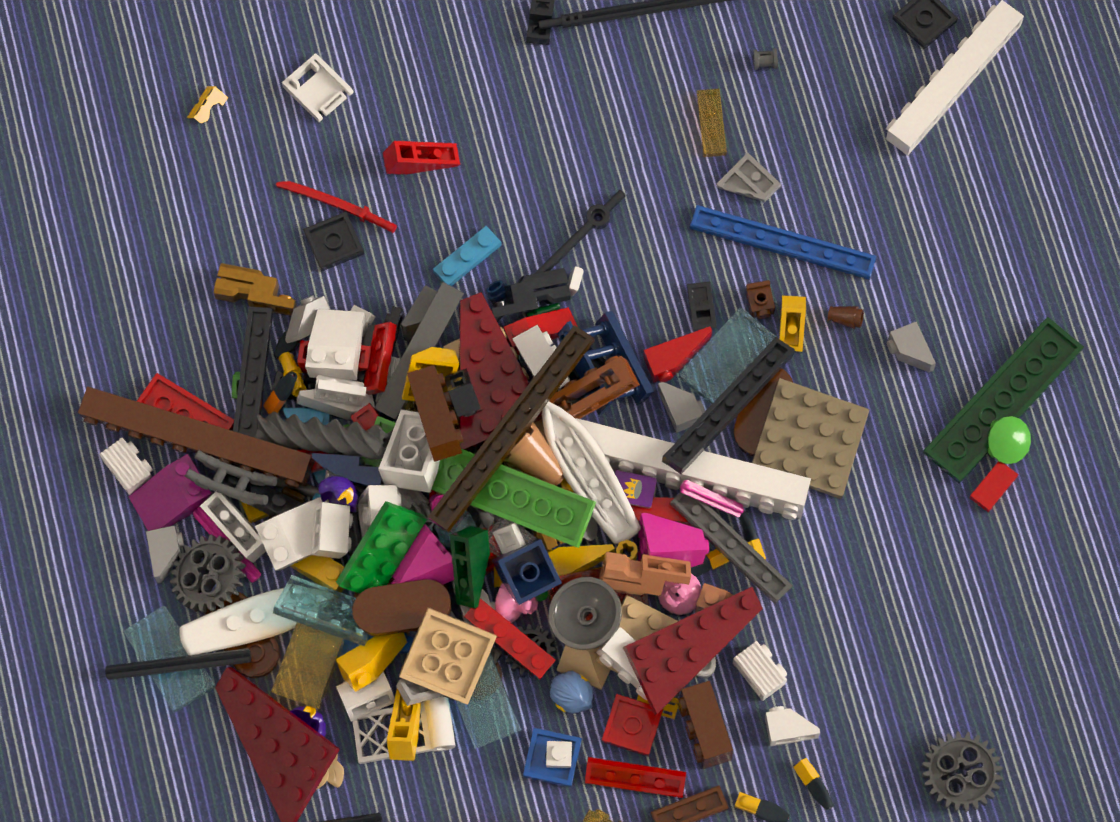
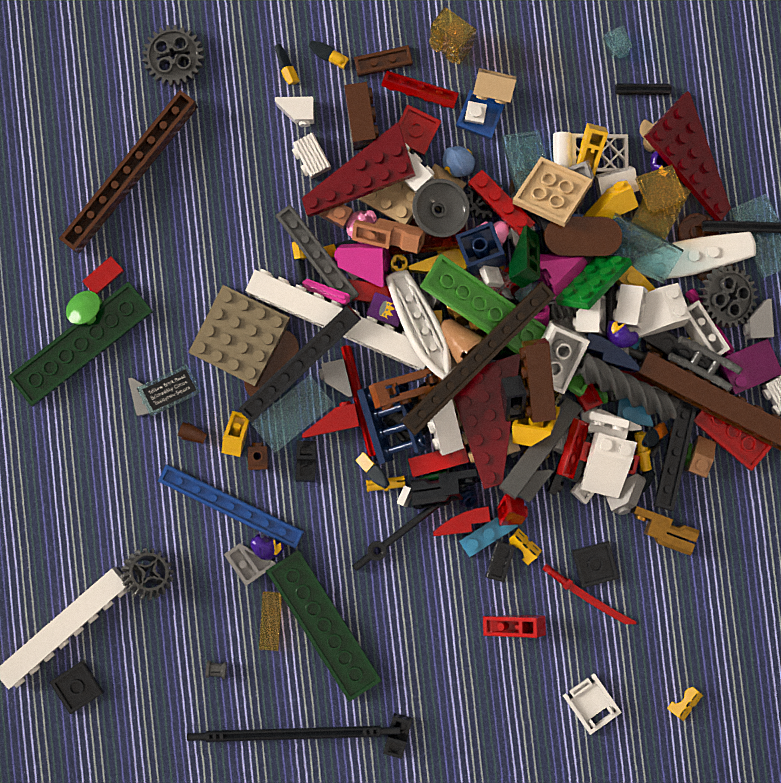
camera: 175 degrees left, 15 degrees up
(219, 379) = (701, 457): none -> medium nougat slope
(310, 683) = (661, 189): none -> clear yellow tile
(415, 237) = (528, 555): none -> yellow piece
(445, 274) = (511, 511): none -> red slope
(448, 226) = (500, 561): none -> black plate
(500, 263) = (462, 522): none -> red slope
(540, 784) = (494, 85): none -> tan slope
(600, 293) = (395, 482): none -> yellow pin
(617, 303) = (373, 471): none -> piece
(648, 126) = (324, 625): none -> dark green plate
(655, 399) = (355, 385): none -> red axle
(730, 199) = (266, 548): none -> dark purple hair
(870, 136) = (140, 570): none -> dark grey gear
(883, 358) = (168, 390): none -> piece
(986, 613) = (129, 172): none -> reddish brown brick

